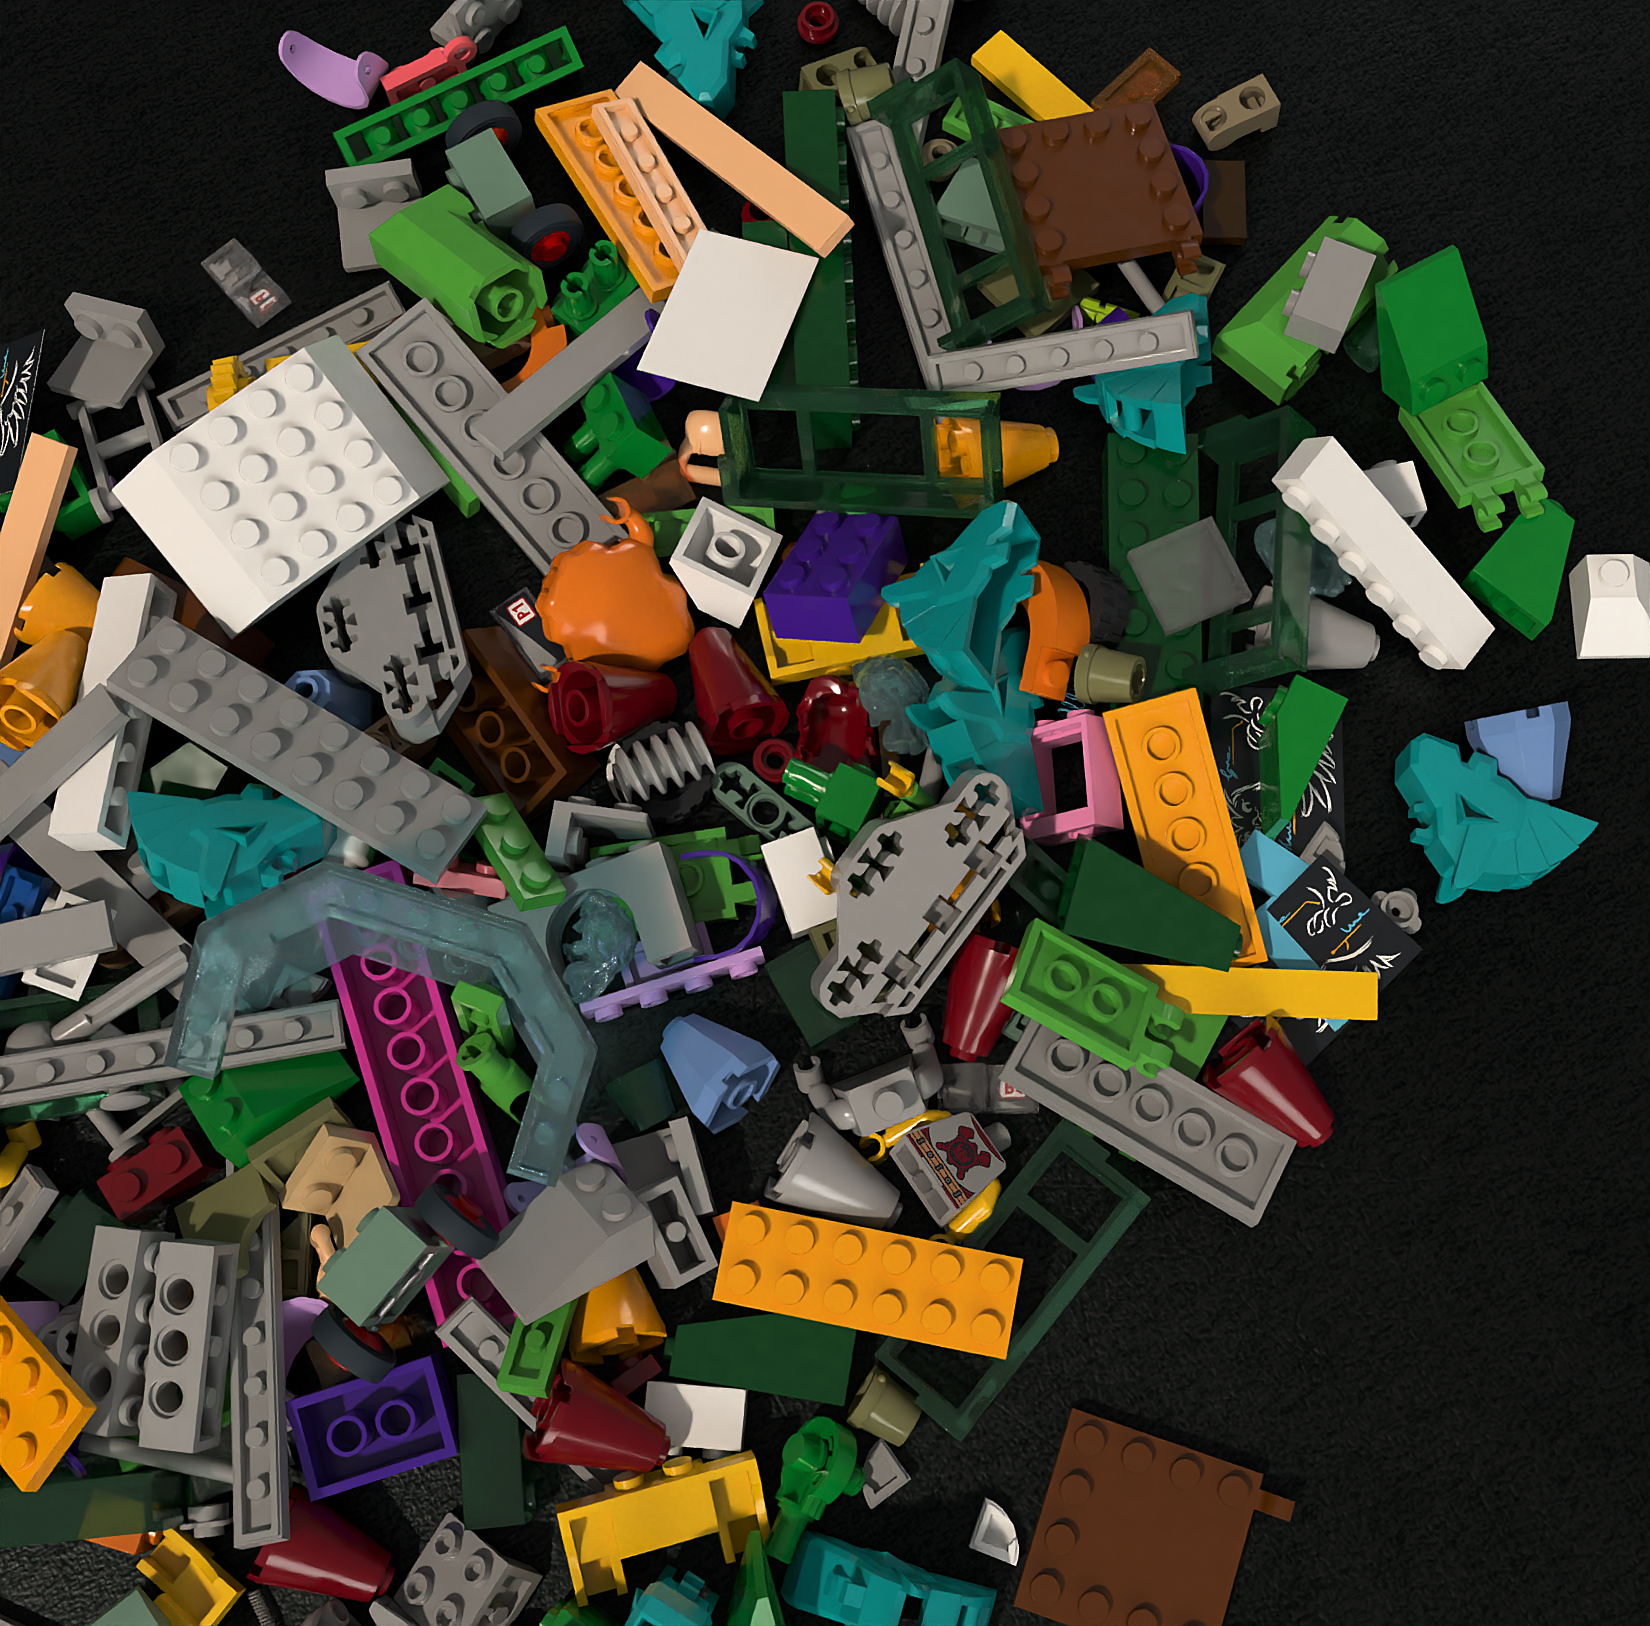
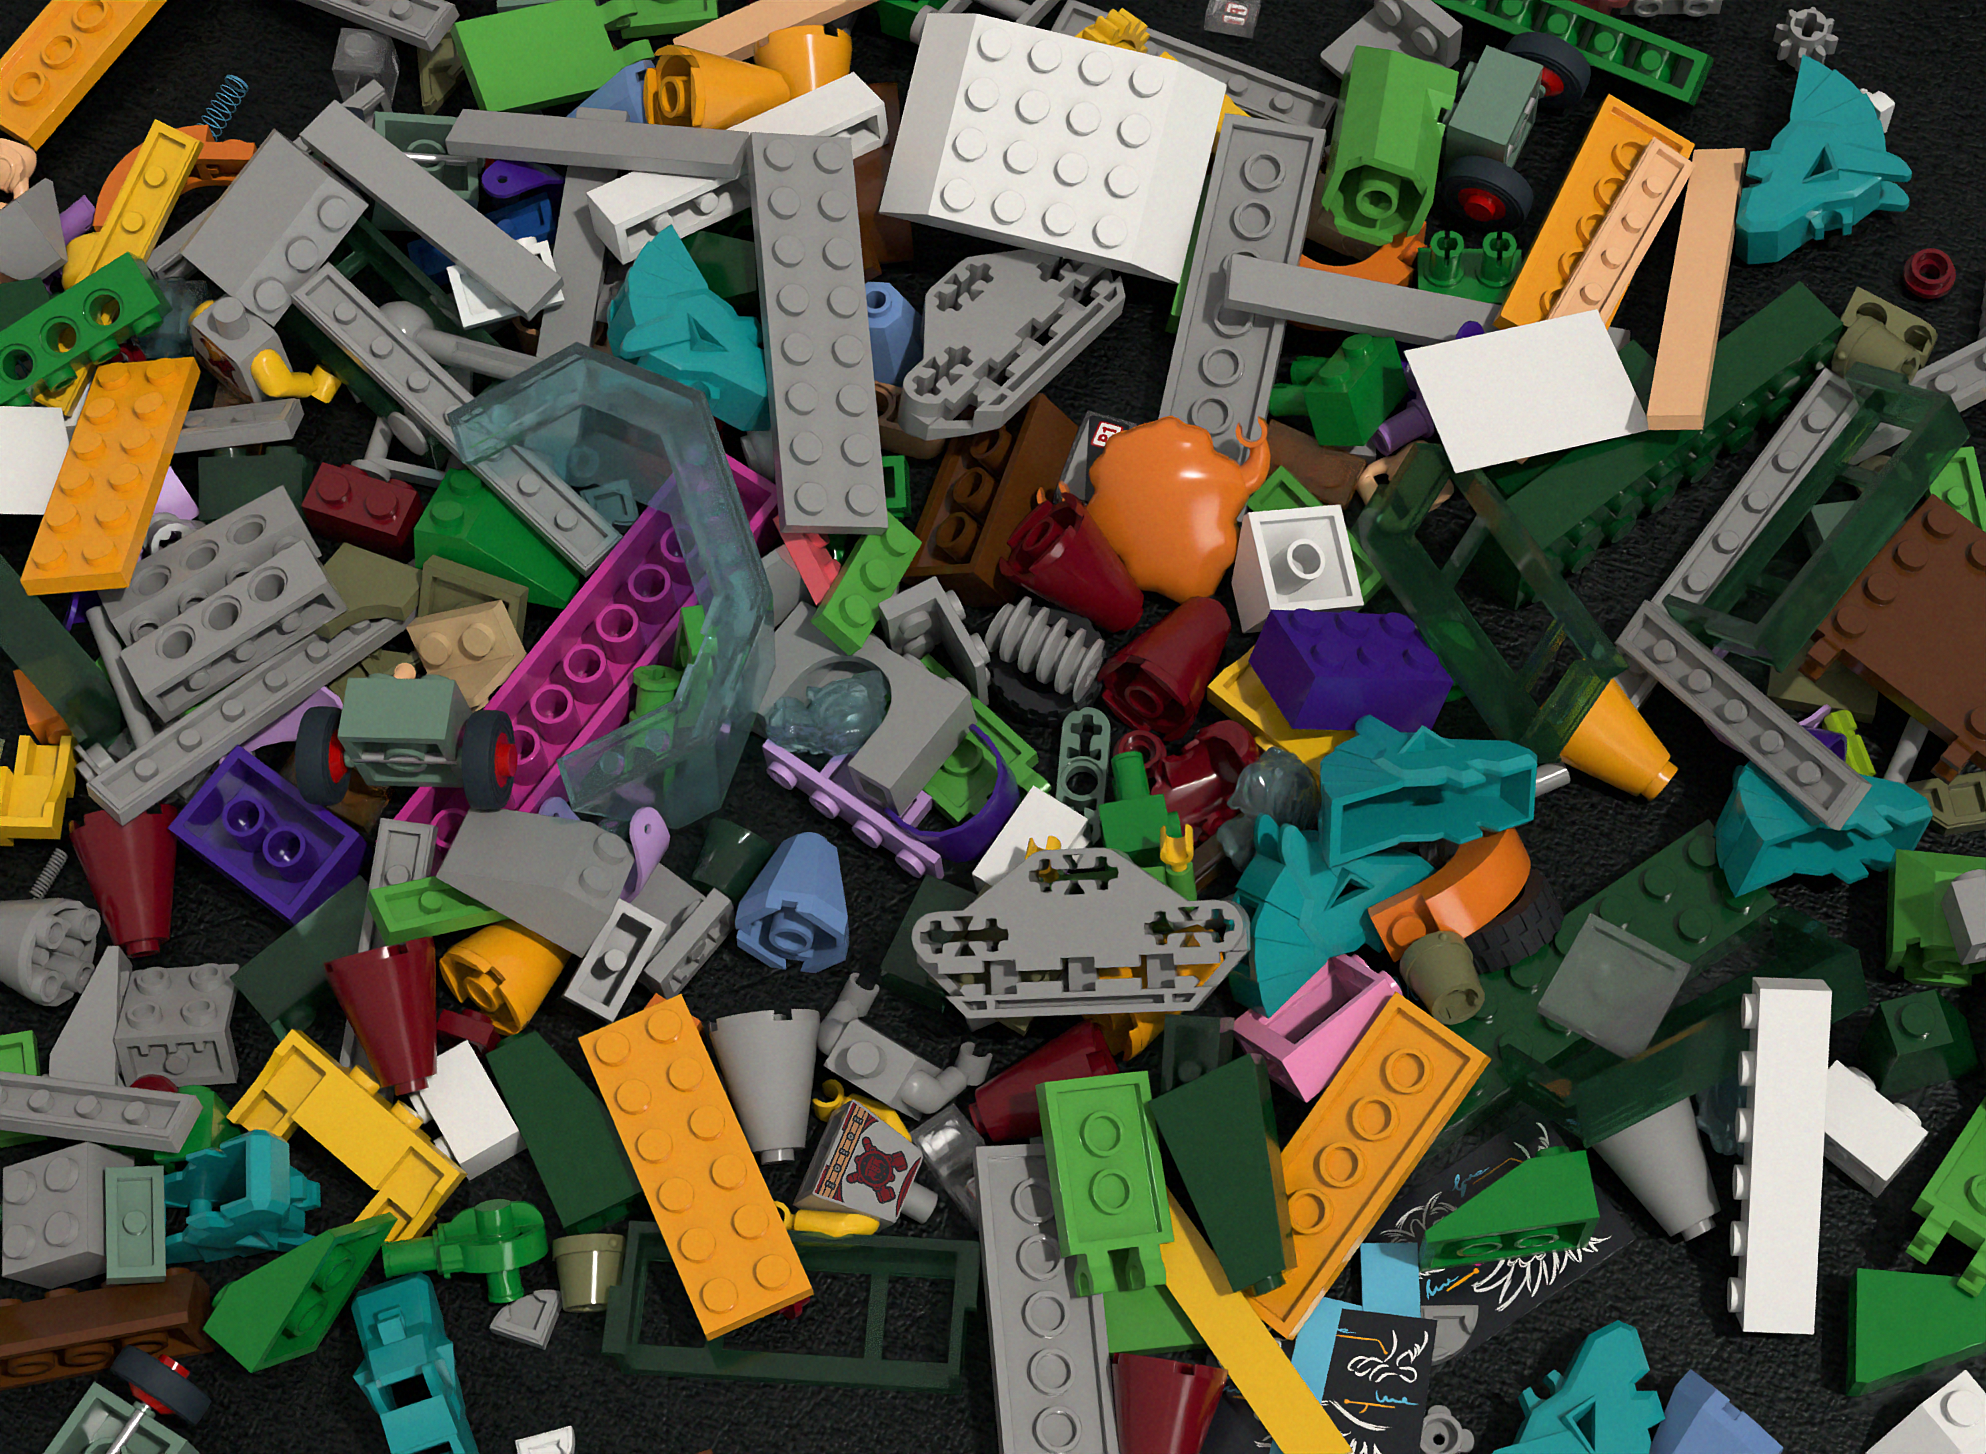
camera: 55 degrees right, 10 degrees down
(670, 399) = (1406, 425): none -> medium lavender piece
(1354, 417) = (1917, 1044): none -> dark green slope

